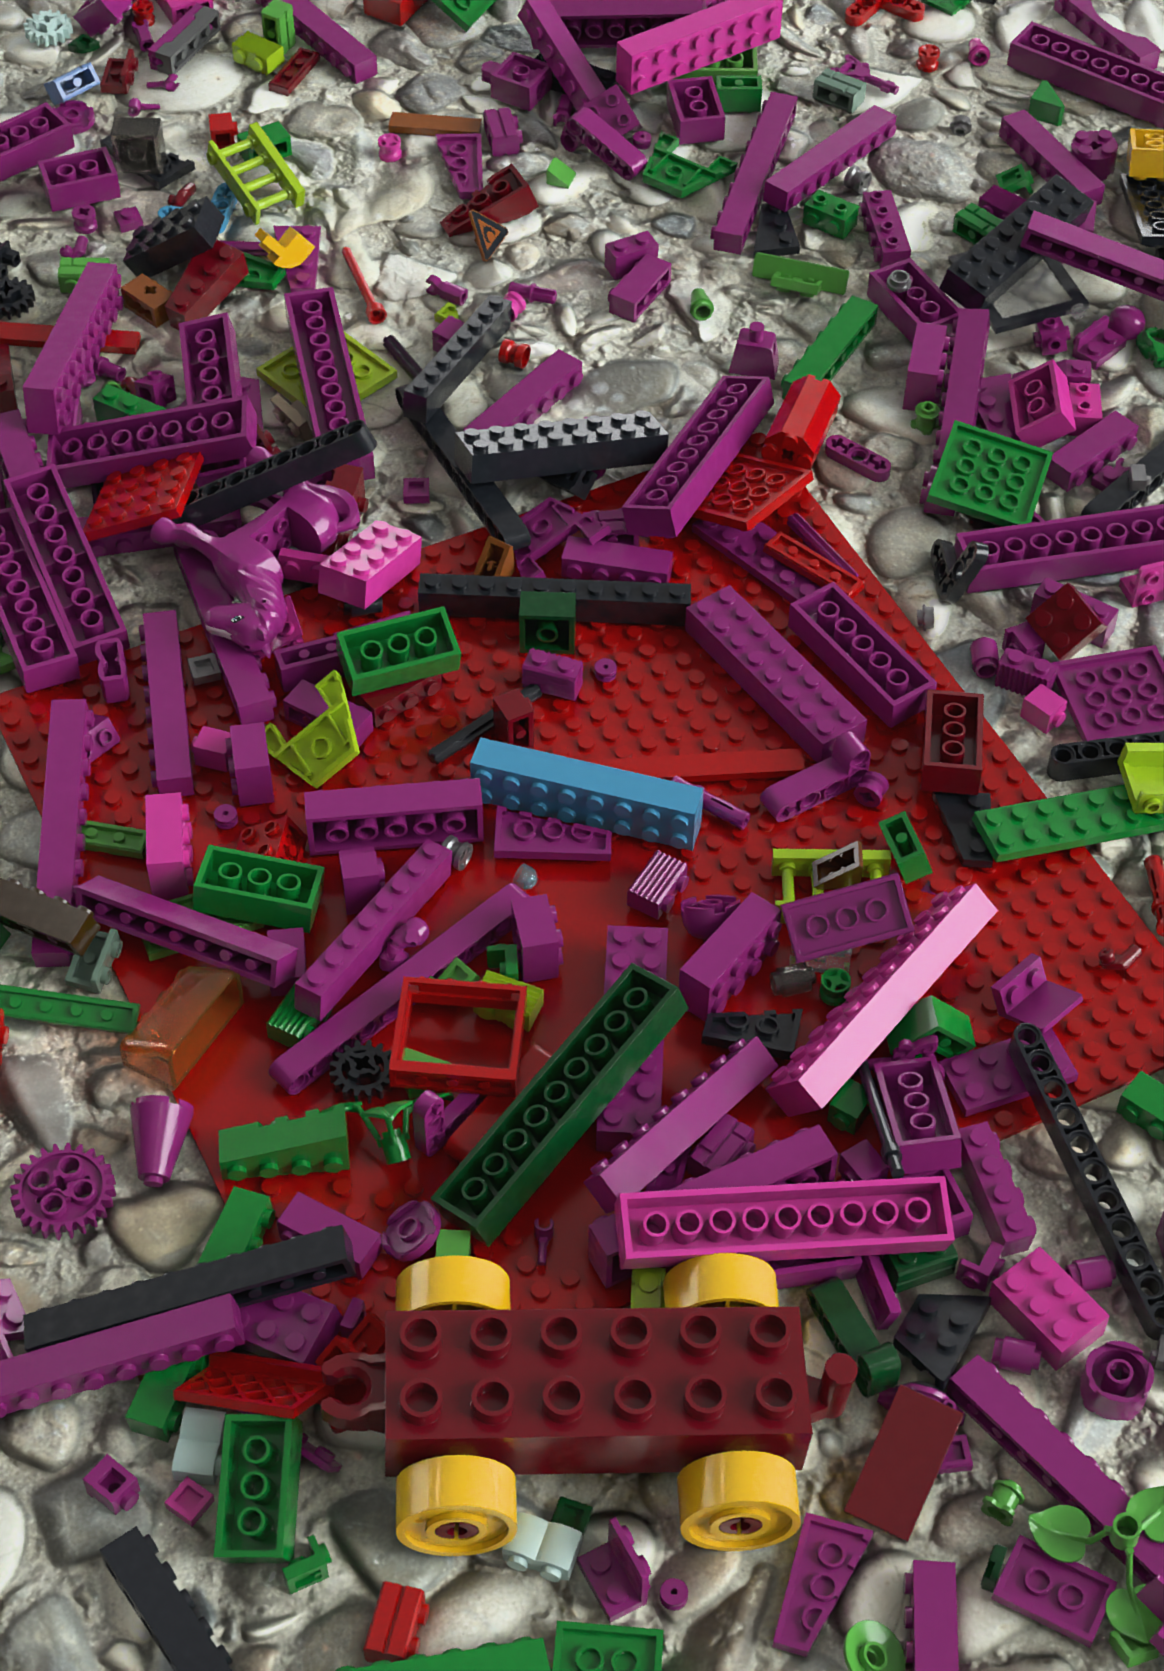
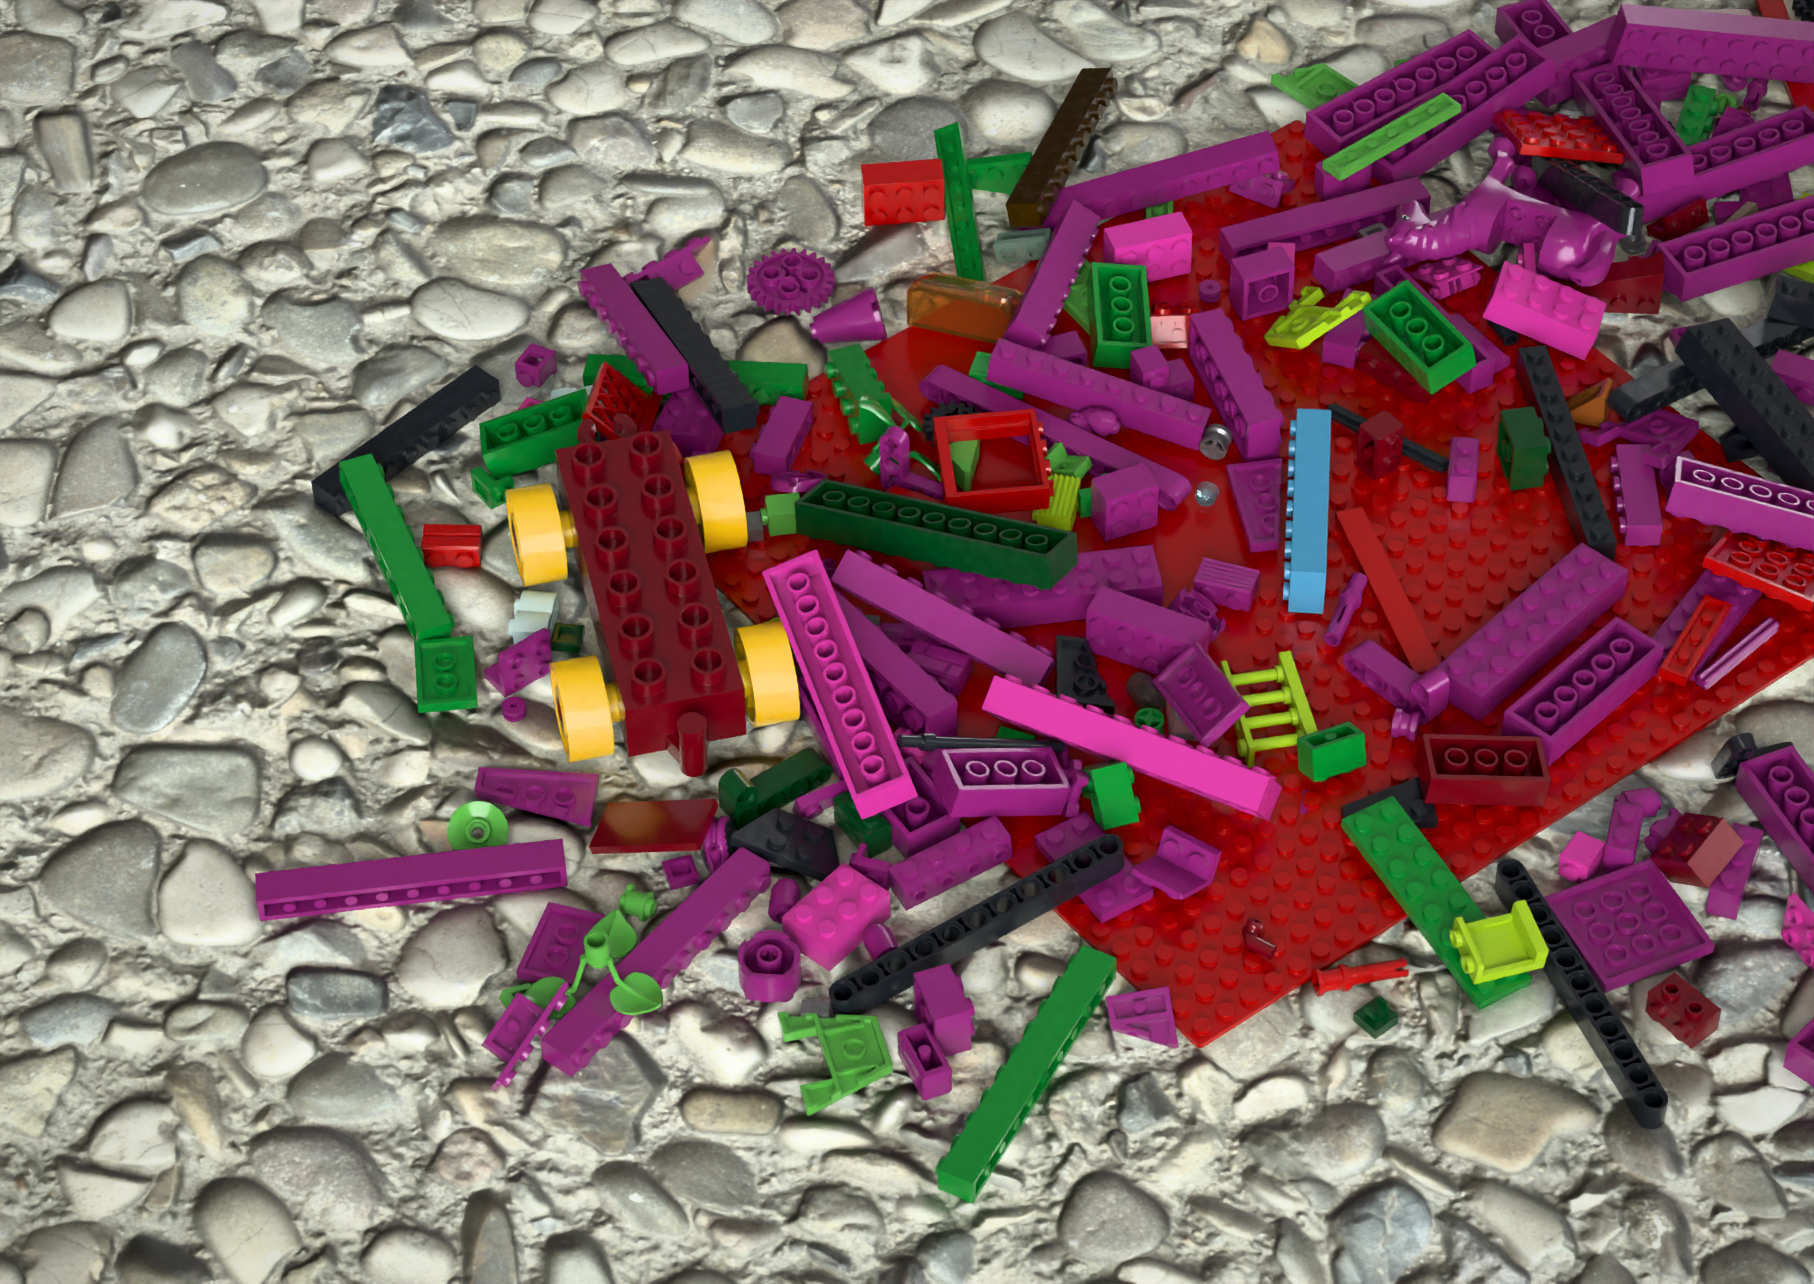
camera: 80 degrees right, 5 degrees down
(95, 612) = (1391, 136): none -> bright green tile
(605, 670) = (1493, 512): magenta piece -> none
(839, 868) = (1277, 702): reddish brown slope -> none
(925, 617) = (1679, 754): flat silver plate -> none
(993, 1567) = (578, 900): dark green tile -> none

